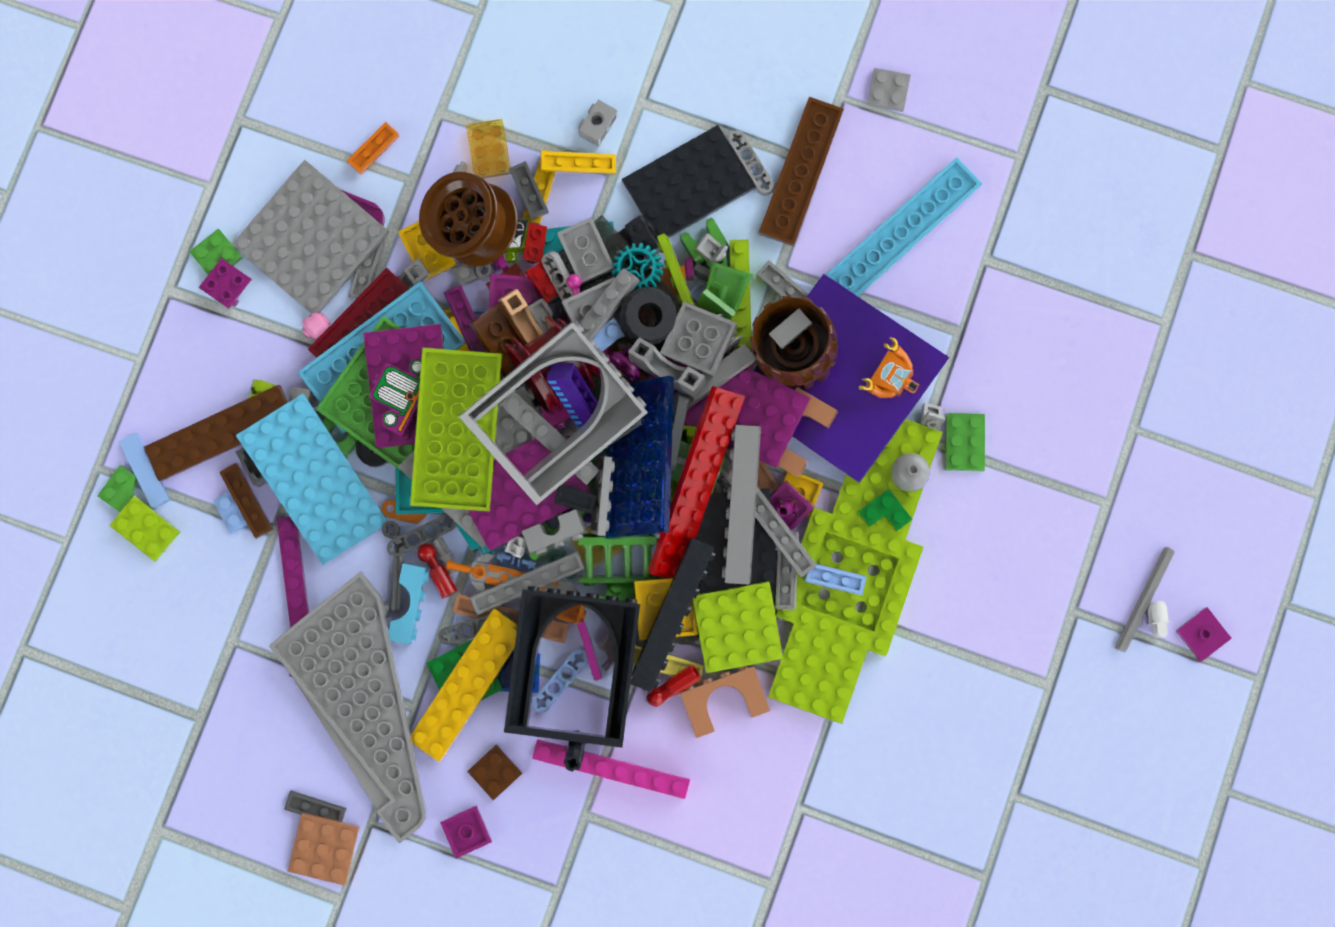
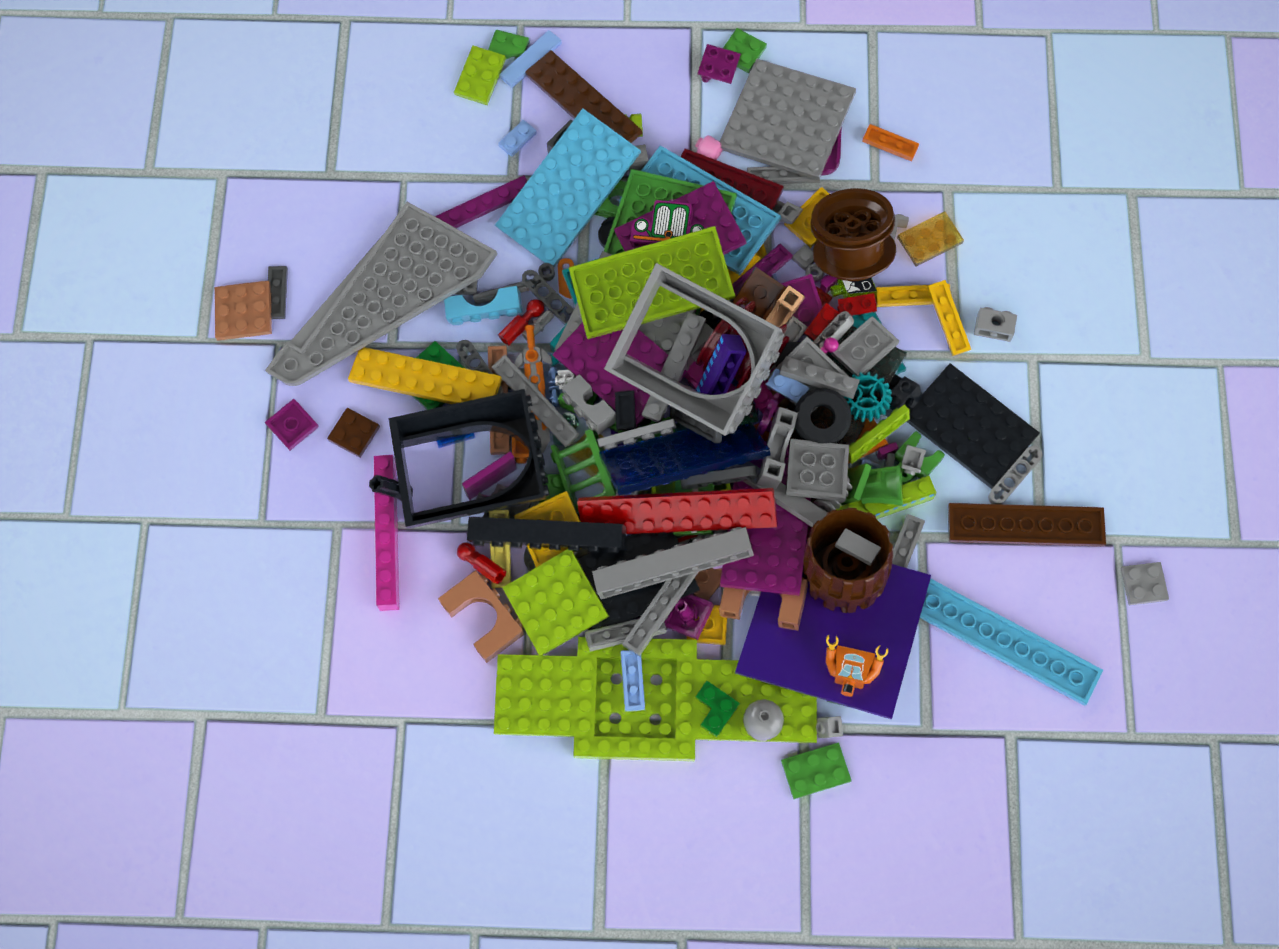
camera: 70 degrees right, 10 degrees down
(246, 500) = (530, 146): reddish brown plate -> none
(528, 190) = (904, 282): dark grey plate -> none
(562, 682) = (456, 460): light blue beam -> none

